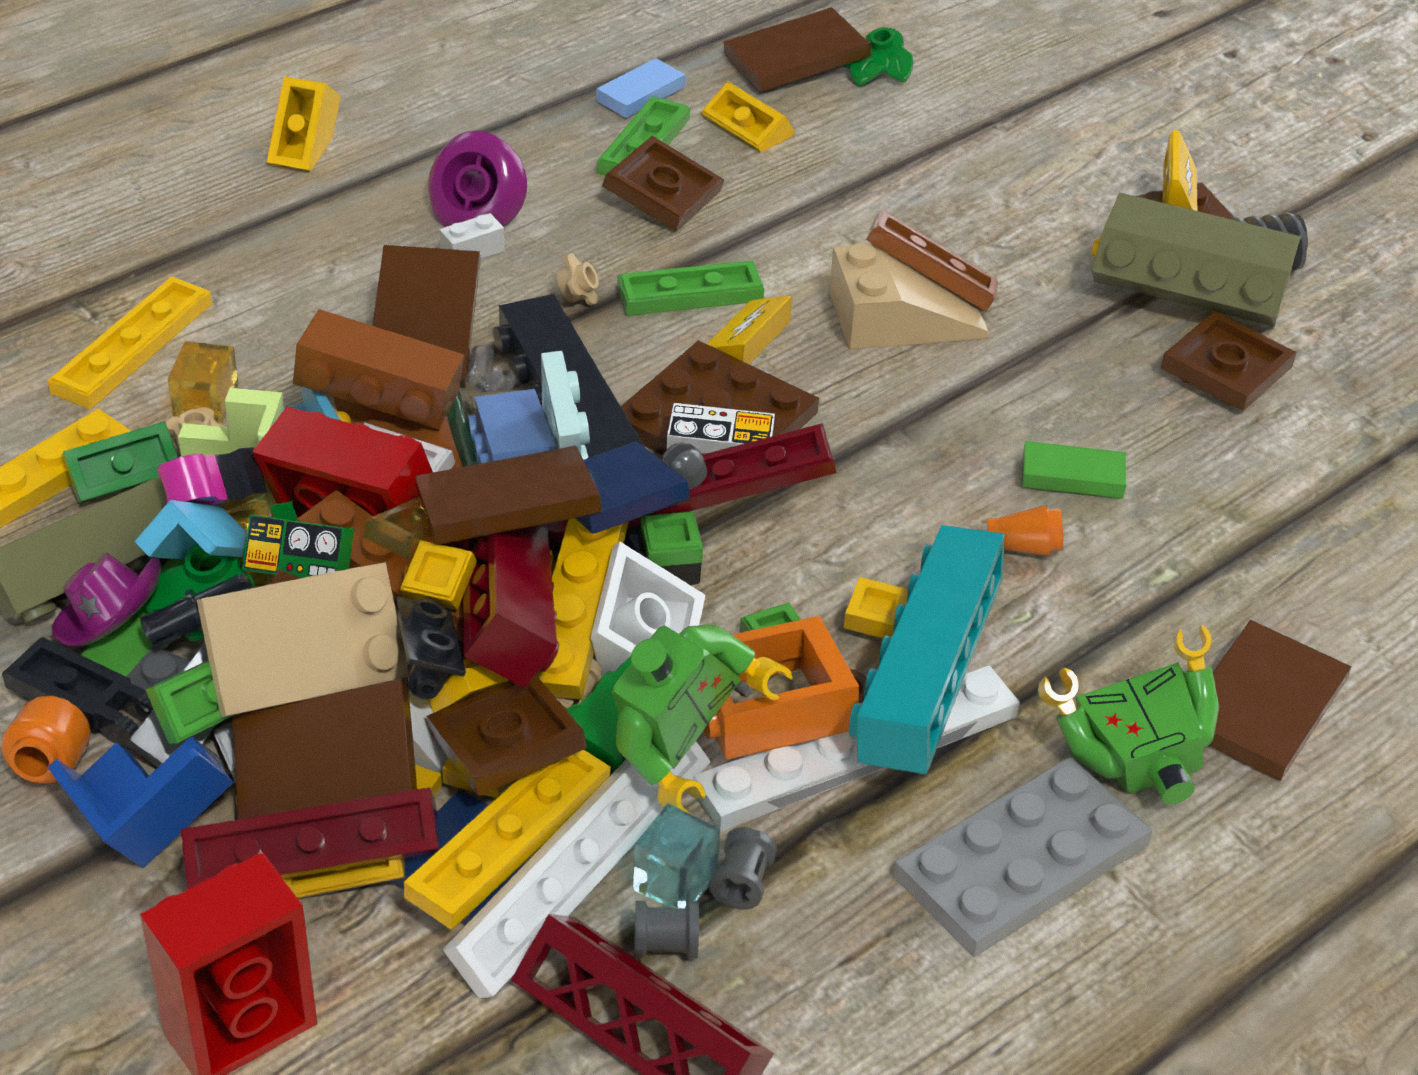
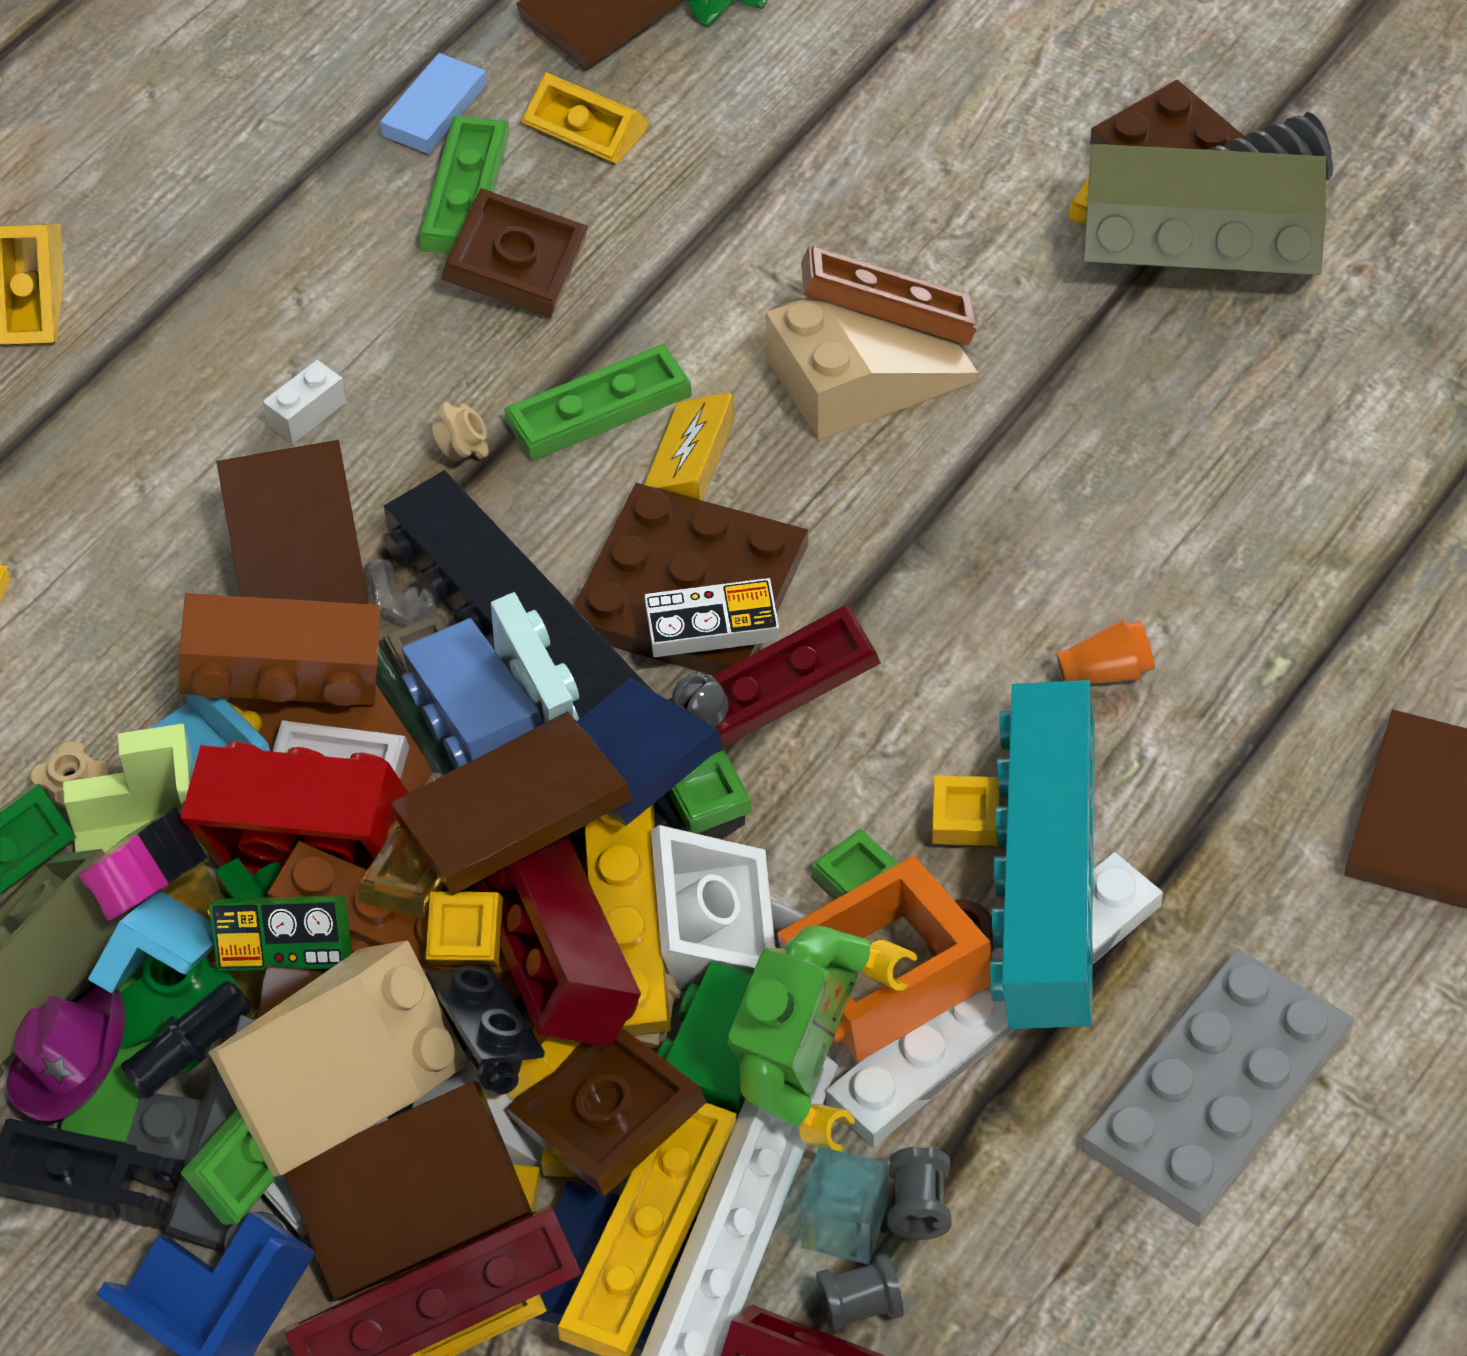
camera: 10 degrees left, 10 degrees up
(44, 732) = (69, 1252): orange head -> none
(202, 378) = (54, 704): clear yellow brick -> none
(476, 177) = (283, 318): magenta hat -> none
(1074, 469) = (1135, 550): bright green tile -> none
(1145, 726) = (1314, 891): bright green torso -> none
(1179, 174) = (1153, 94): yellow slope -> none
(1228, 360) = (1276, 345): reddish brown plate -> none

